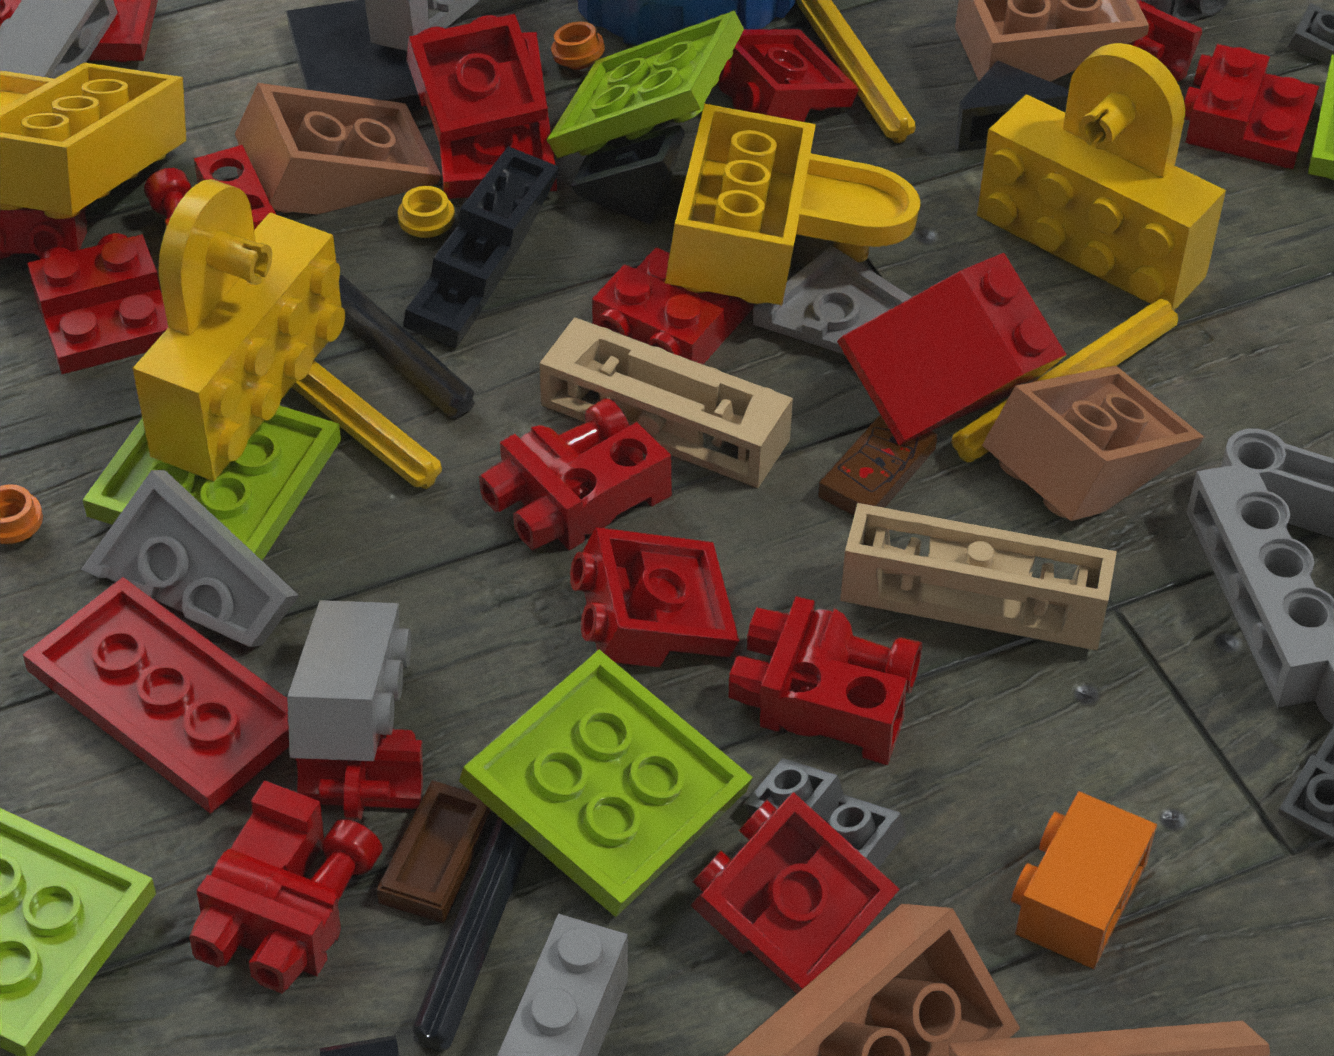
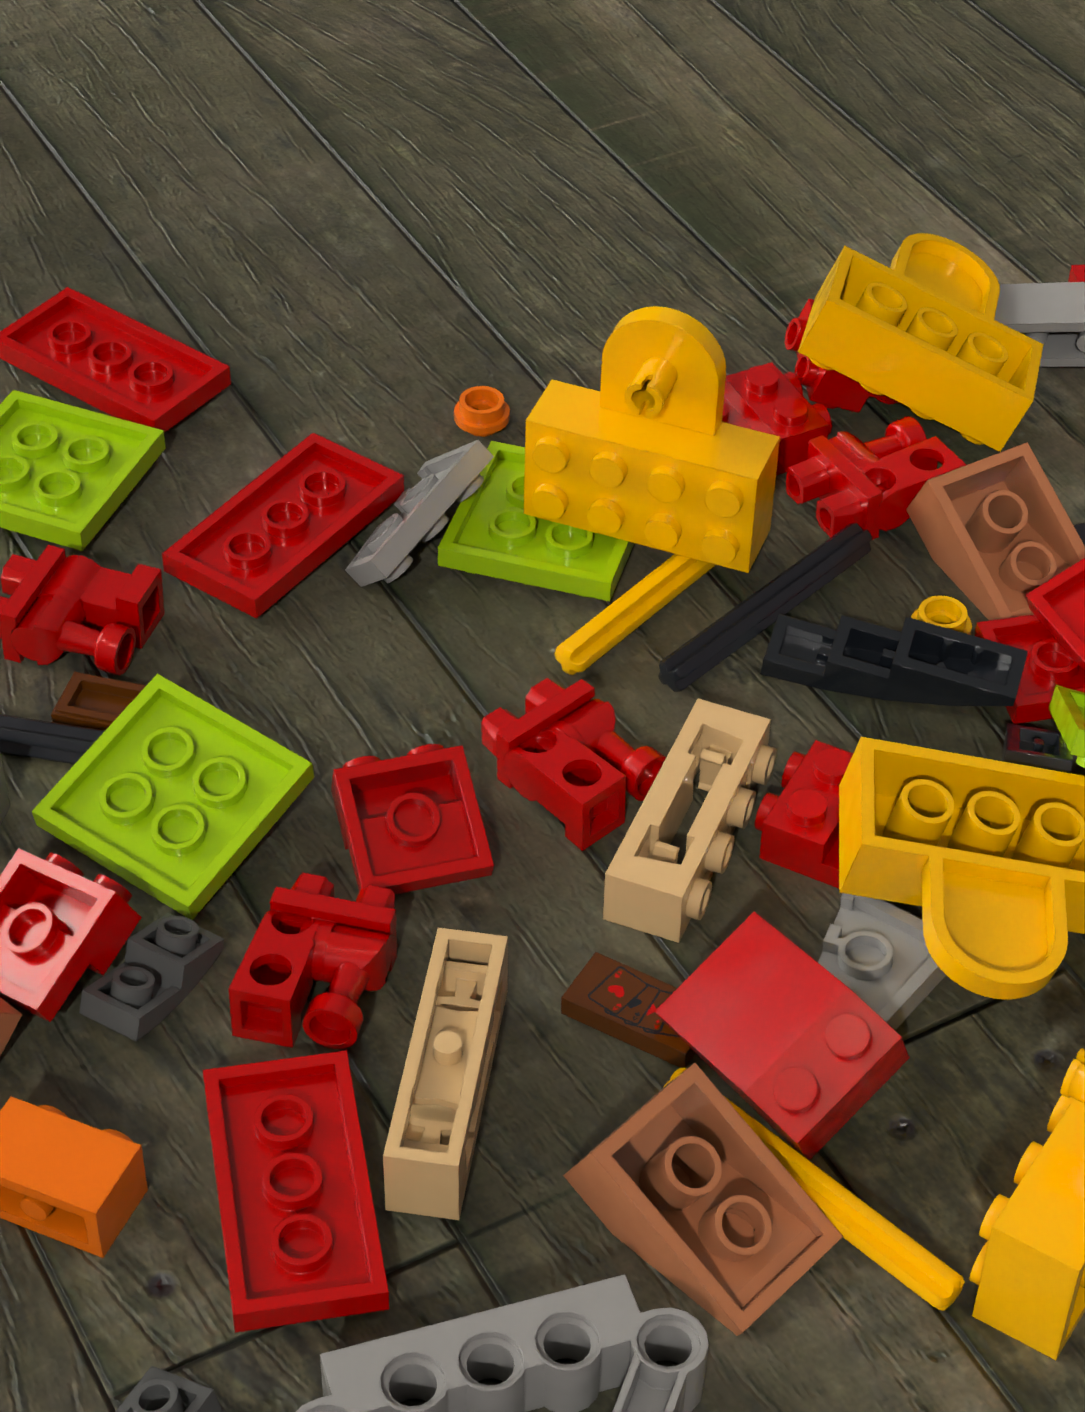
camera: 85 degrees right, 5 degrees down
(347, 681) = (271, 602): light grey brick -> none
(388, 781) = (198, 640): red hips -> none
(1085, 707) = (294, 1192): none -> red plate

